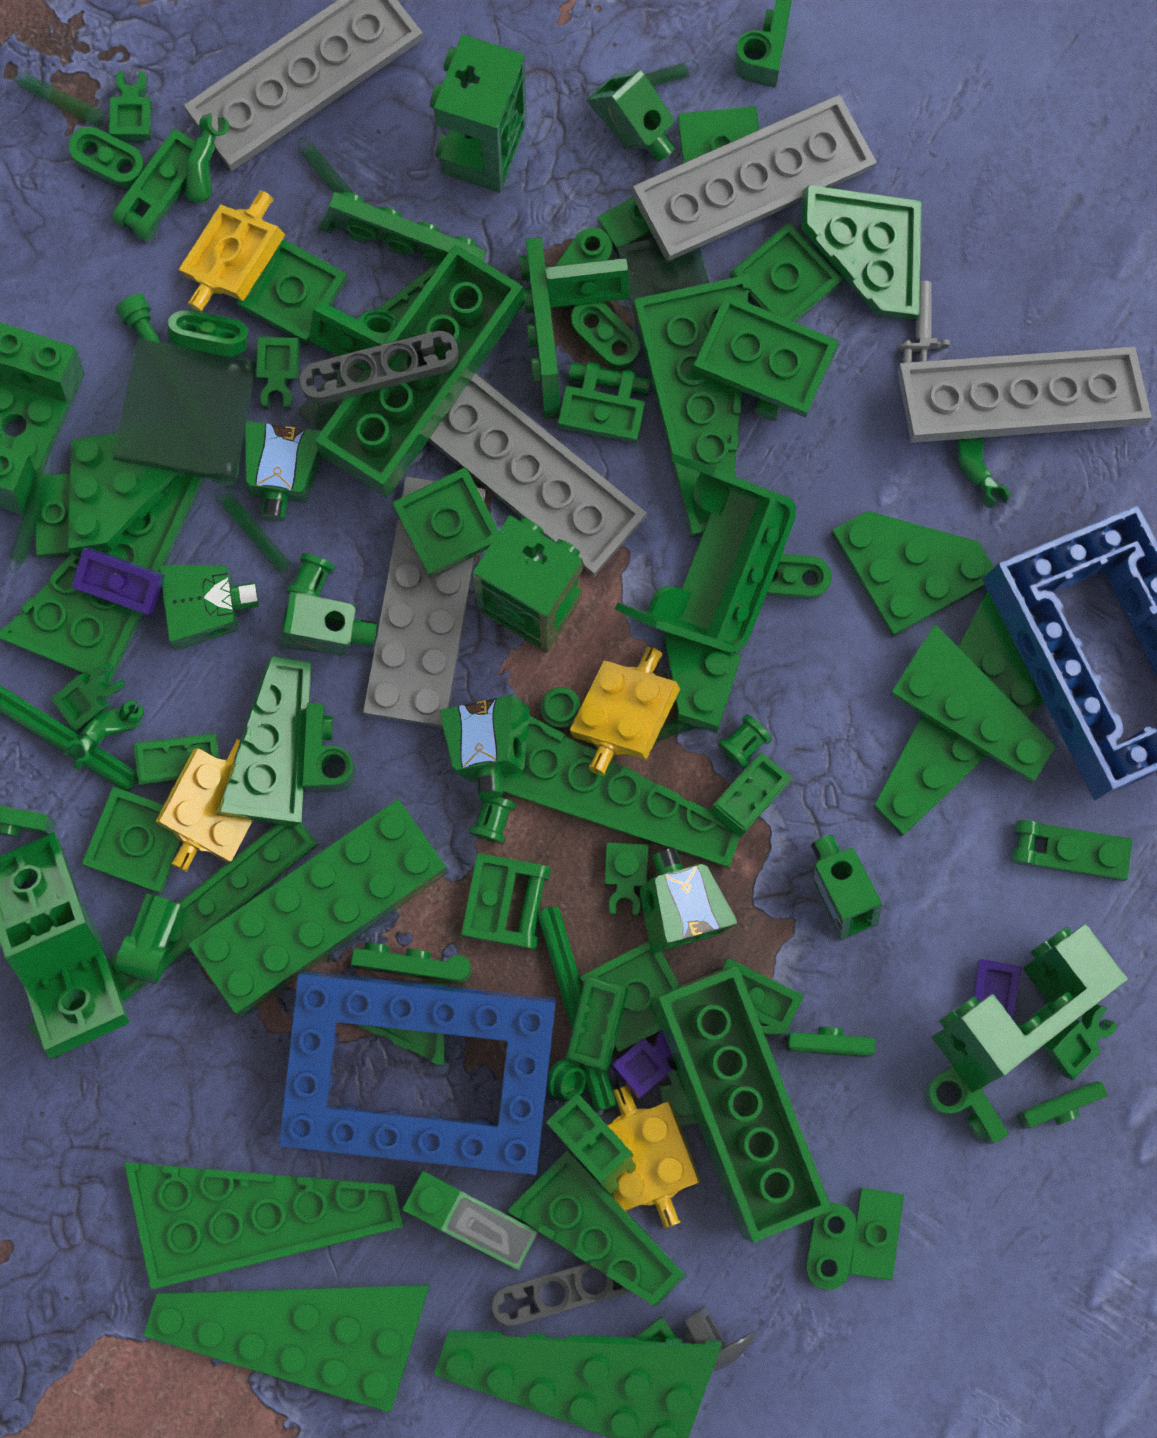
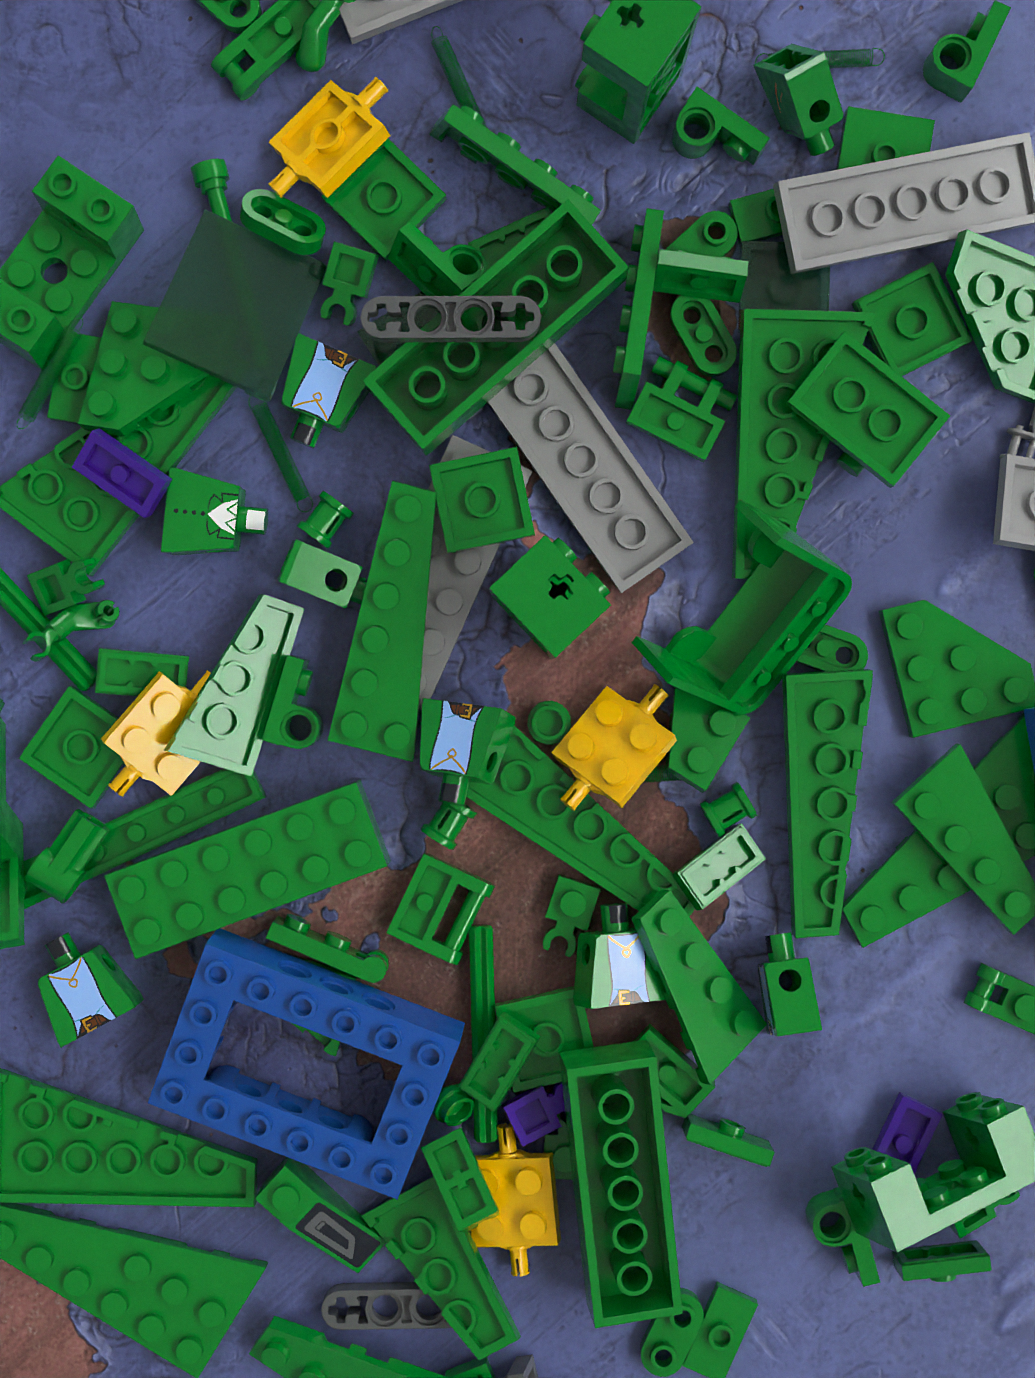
camera: 15 degrees right, 10 degrees up
(192, 1063) = (84, 989): none -> torso
(397, 685) = (384, 664): none -> green wing
(571, 155) = (739, 137): none -> green plate
(771, 913) = (705, 996): none -> green wing
(816, 671) = (822, 762): none -> green wing

